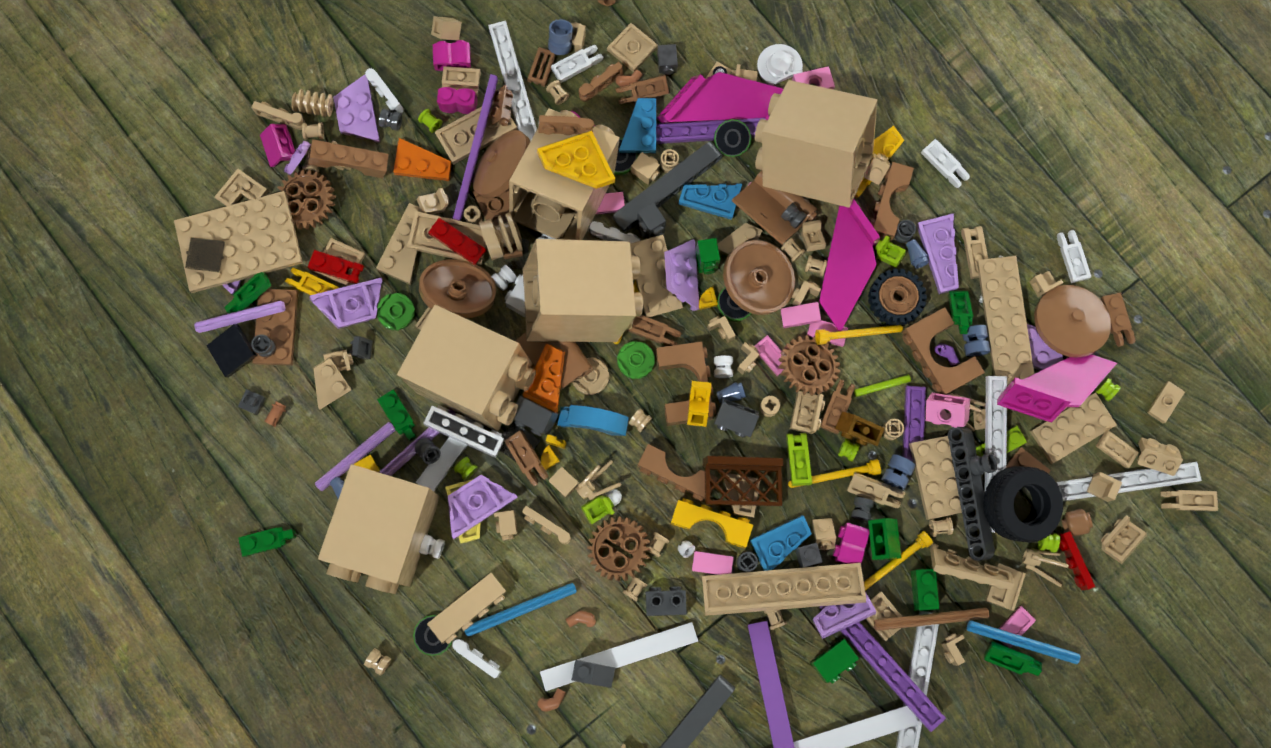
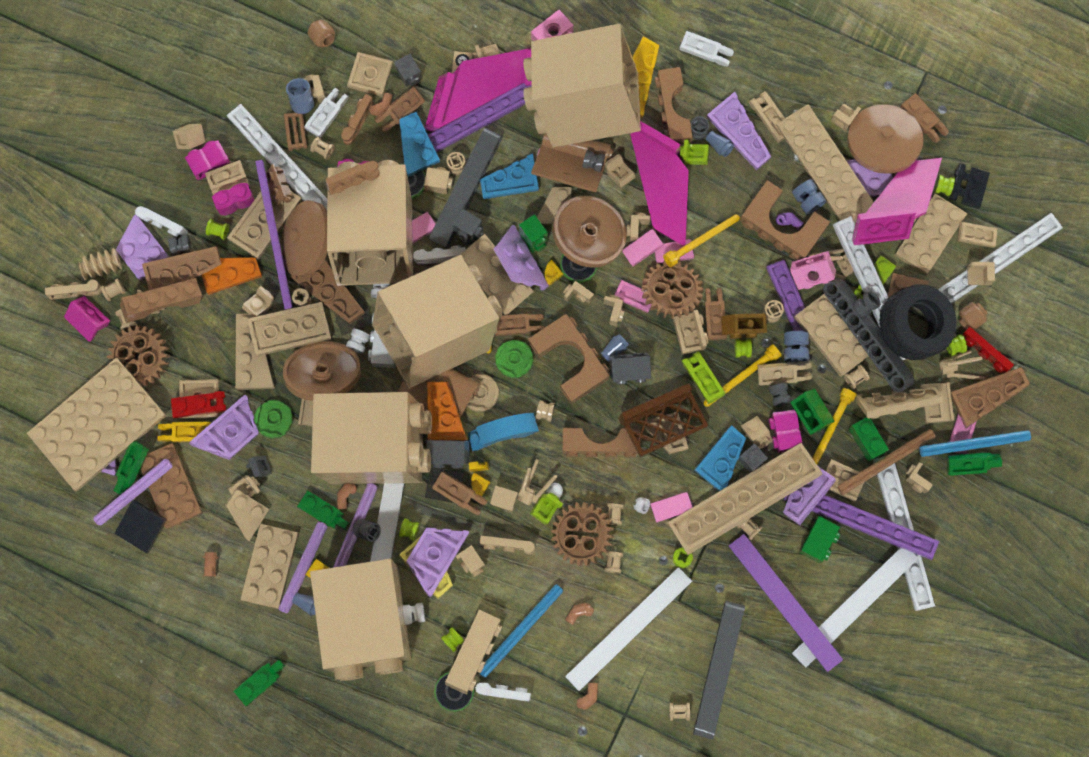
camera: 20 degrees left, 0 degrees up
(204, 254) = (73, 450): clear smoke piece -> none
(238, 186) = (69, 373): tan plate -> none
(251, 402) = (182, 564): dark grey tile -> none
(259, 344) = (166, 505): dark grey wheel -> none
(296, 157) = (113, 321): lavender tile -> none
(326, 441) = (269, 566): none -> tan plate
(377, 661) = (416, 738): tan wheel -> none
(381, 138) = (180, 267): none -> medium nougat wing
(422, 408) = (343, 493): none -> nougat arm
(455, 587) = (452, 639): none -> lime wheel
(457, 241) = (299, 328): red plate -> none
(463, 431) = (392, 496): white brick -> none
(501, 236) = (338, 304): tan wheel -> none
(578, 159) = (380, 202): yellow plate -> none
(593, 673) = (613, 654): dark grey slope -> none
(665, 602) = (646, 561): dark grey brick -> none
(699, 403) = (591, 370): yellow brick -> none
(699, 617) = (680, 560): none -> lime wheel
(723, 366) = (596, 327): white wheel -> none
(732, 138) = (503, 115): black tile -> none
(736, 531) = (678, 468): yellow arch -> none
(744, 563) = (699, 493): dark grey wheel -> none
(768, 409) = (654, 346): tan wheel -> none
(778, 63) = (512, 27): white hat -> none
(792, 250) = (607, 192): tan bush -> none
(815, 265) = (634, 197): tan bush -> none
(877, 168) = (647, 82): tan bracket -> none
(882, 385) = (745, 276): lime bar -> none
(905, 286) = (717, 204): wheel -> none
(961, 310) = (782, 175): green hinge -> none
(1052, 603) = (985, 396): none -> medium nougat wing
(1073, 257) = (860, 81): white hinge -> none
(1122, 539) = (1018, 312): tan bracket -> none
(1135, 405) = (975, 186): none -> black plate
(1159, 456) = (1016, 223): tan bracket -> none
(1165, 402) = (1000, 172): tan plate -> none
(1191, 500) = (1062, 249): tan hinge -> none

